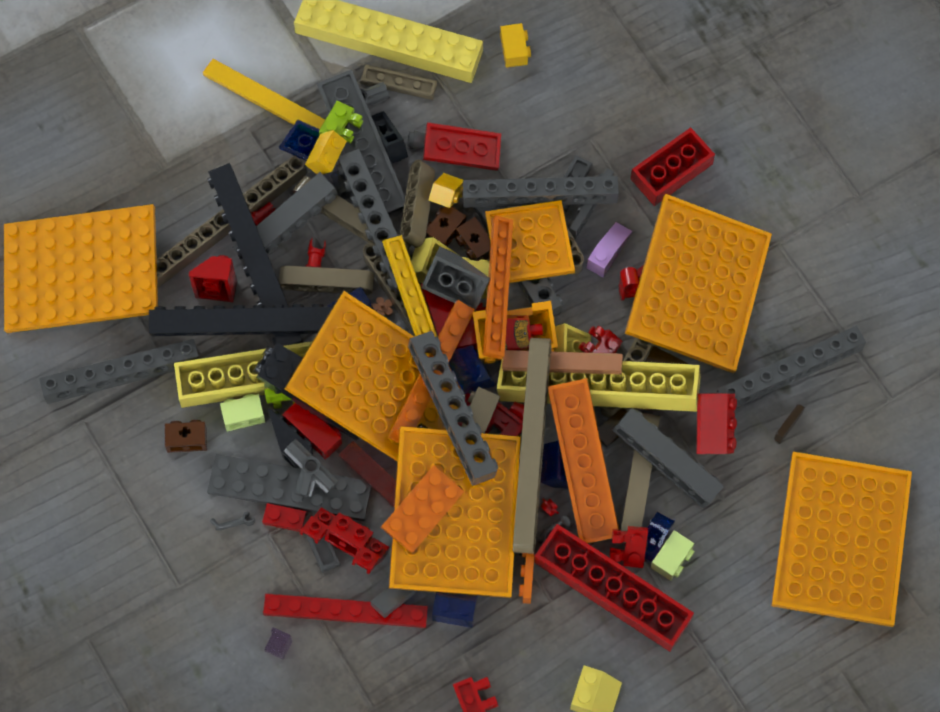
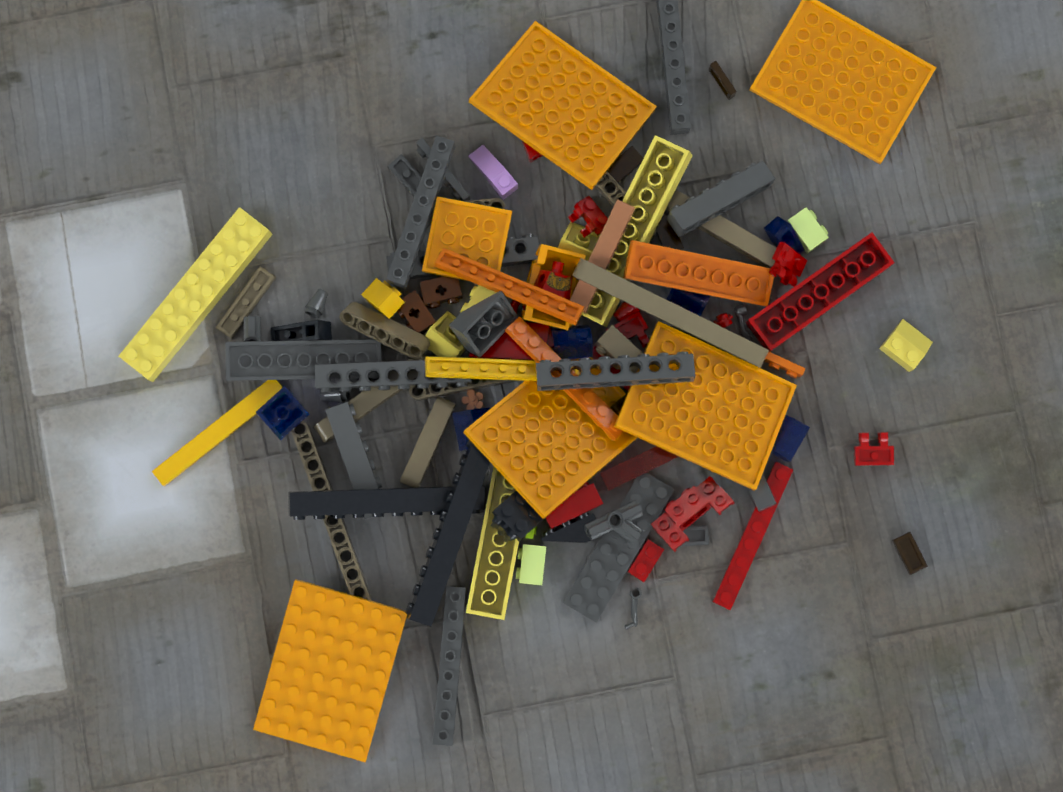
camera: 70 degrees left, 15 degrees up
(195, 440) = (538, 636): reddish brown brick -> none
(214, 279) = (395, 545): red slope -> none
(262, 213) = (336, 478): red pin -> none
(278, 643) = (764, 606): clear purple panel -> none
(315, 255) = (400, 444): red piece -> none
(325, 152) = (306, 397): yellow brick -> none
(338, 119) = (274, 375): lime plate -> none
(422, 509) = (698, 433): orange plate -> none
(462, 146) = (340, 267): red plate -> none
(514, 45) = (251, 179): yellow brick -> none
(628, 283) = (539, 167): red piece -> none
(672, 166) = (436, 82): red brick -> none
(716, 423) = (706, 142): red slope -> none

